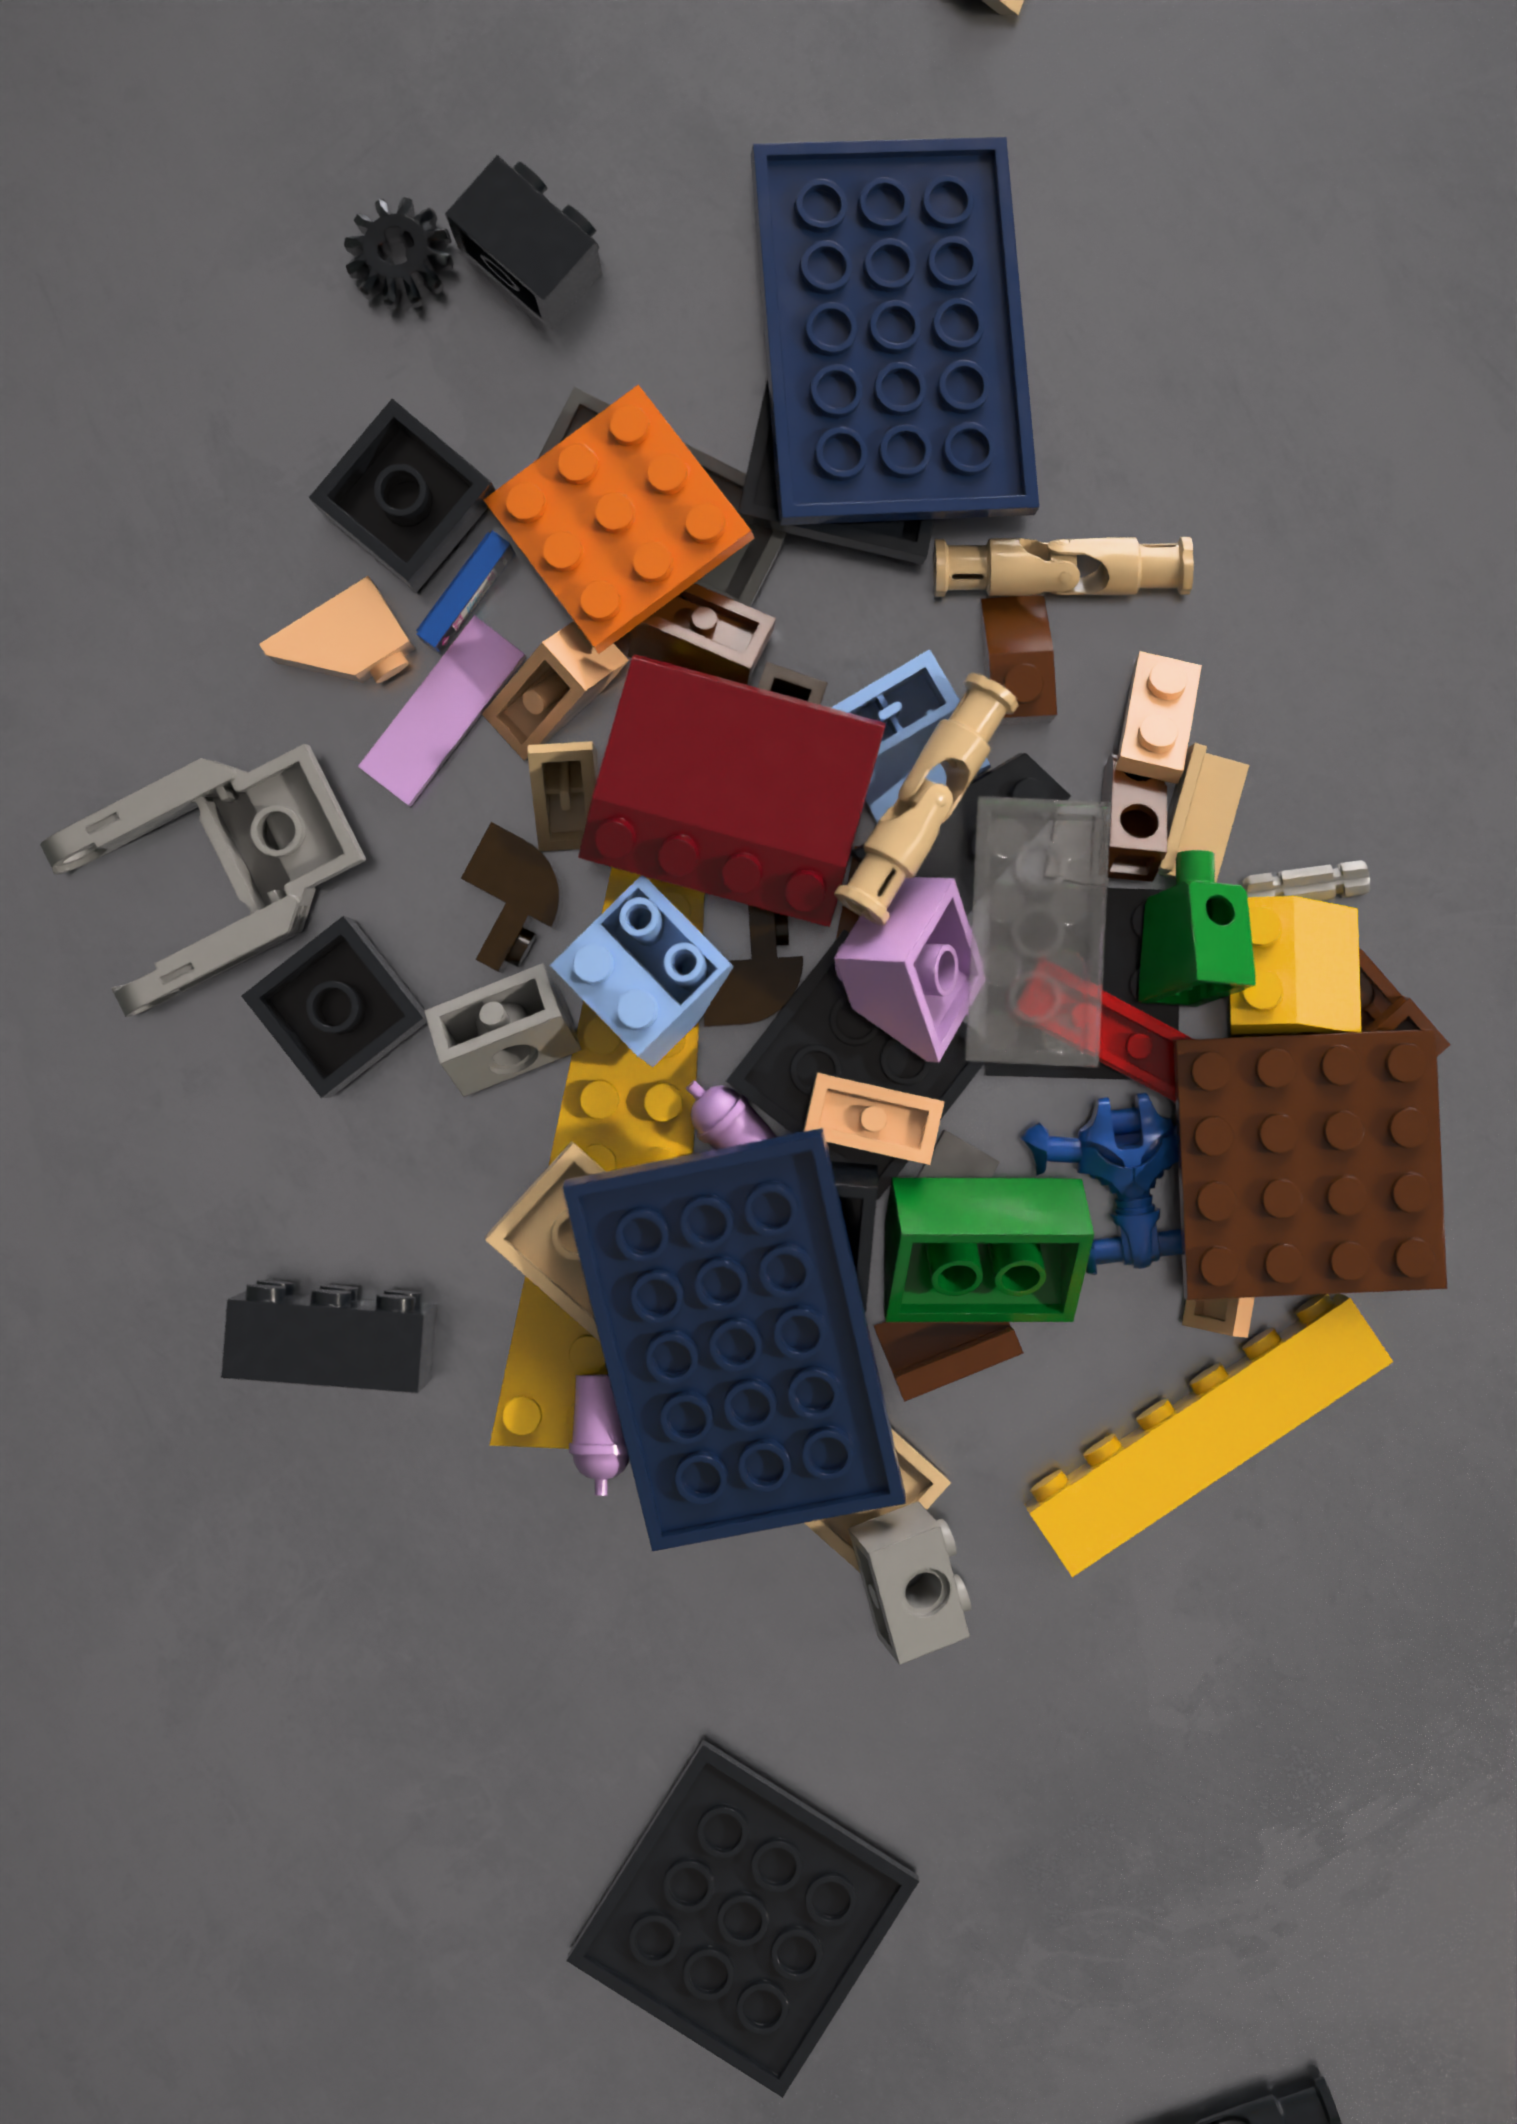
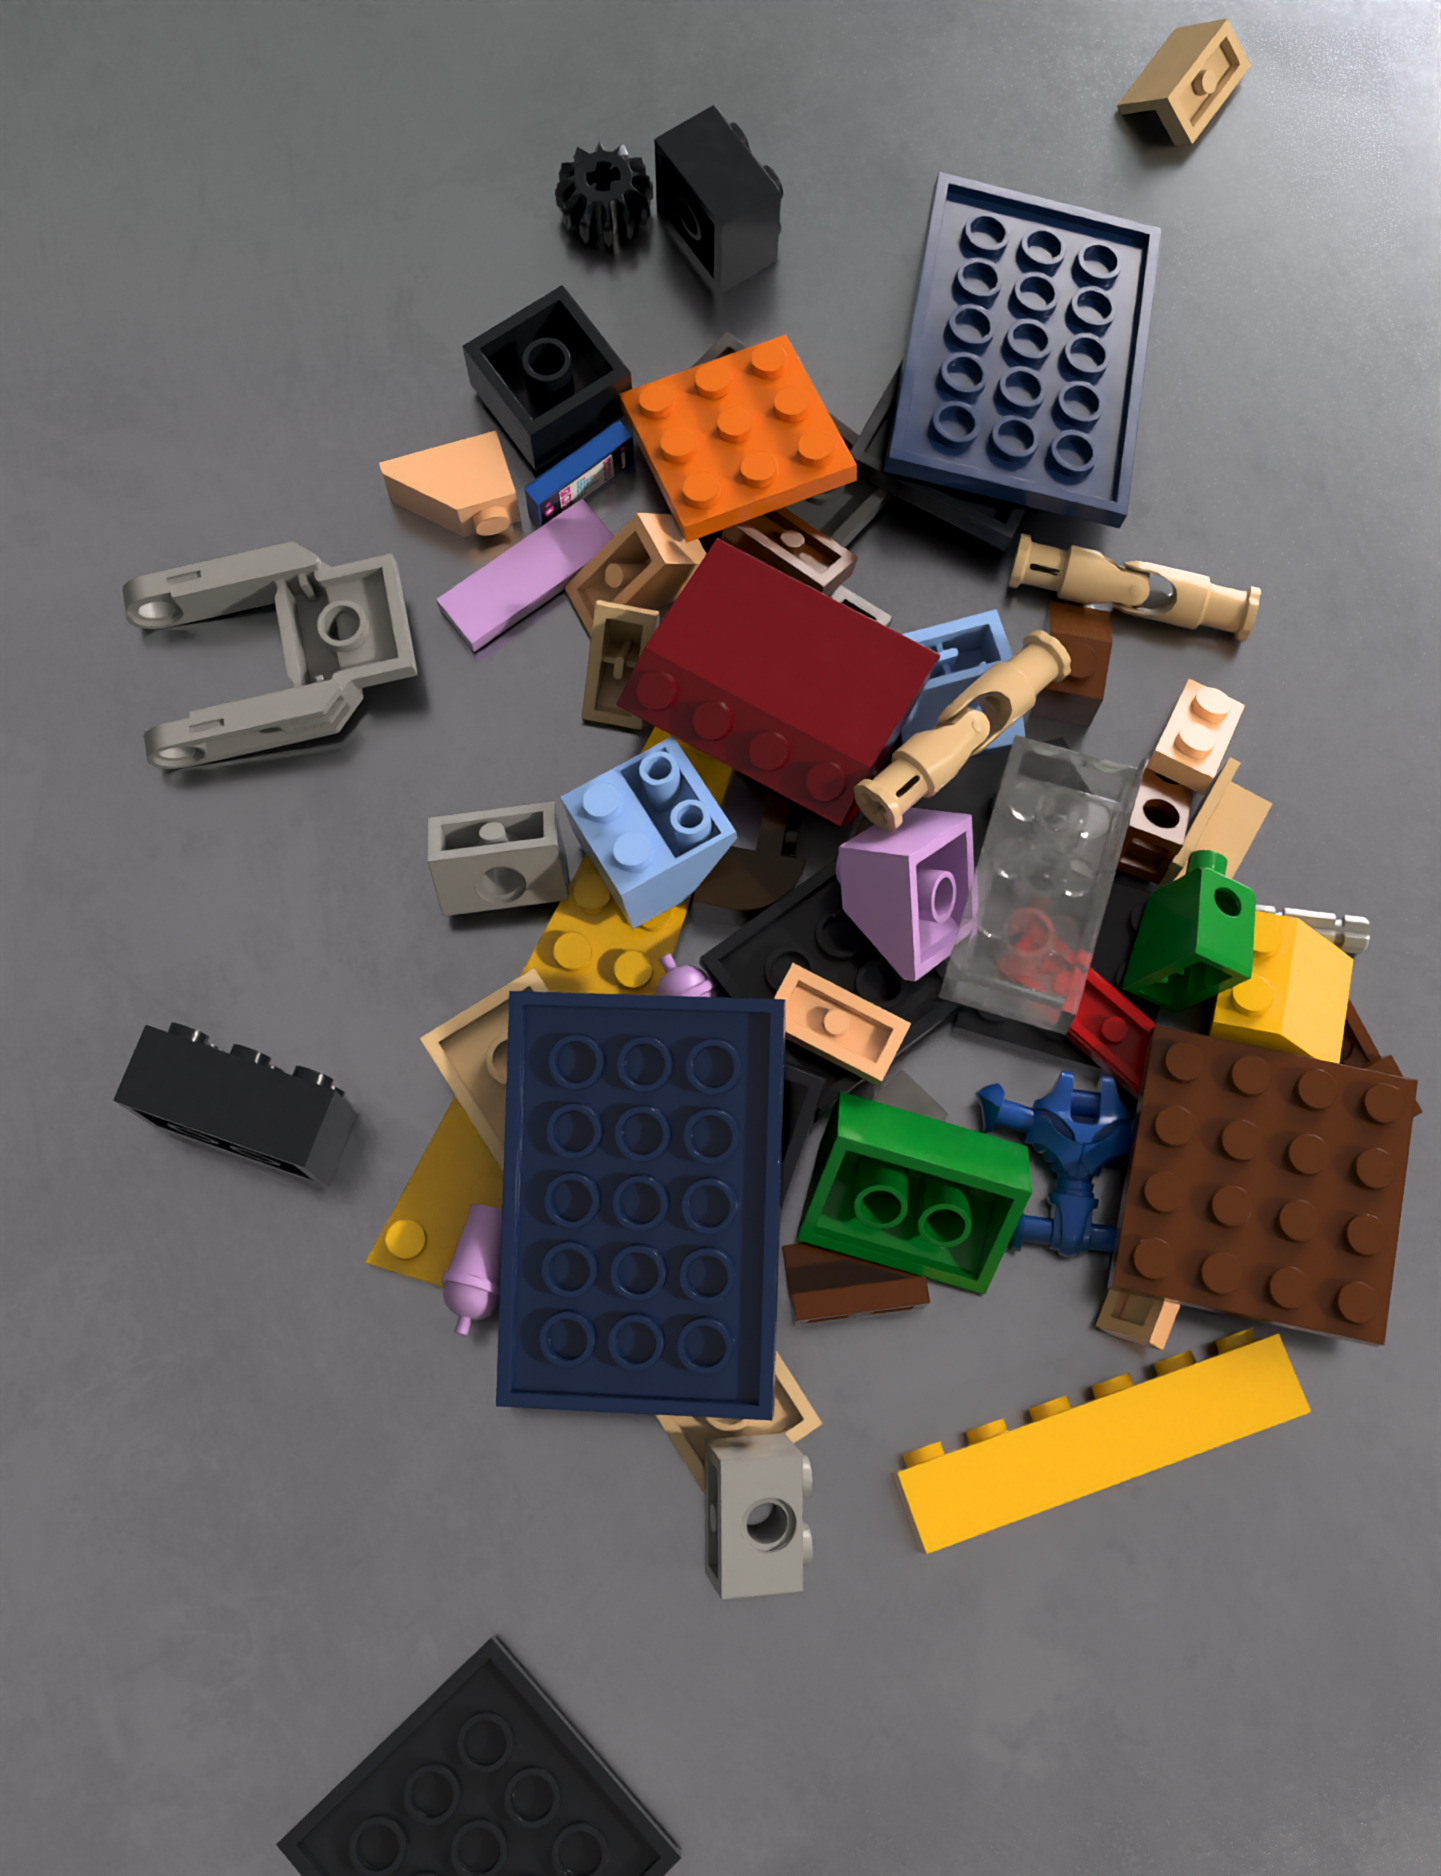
camera: 10 degrees right, 15 degrees down
(335, 1007) = (346, 798): black brick -> none
(527, 884) = (556, 740): dark brown brick -> none

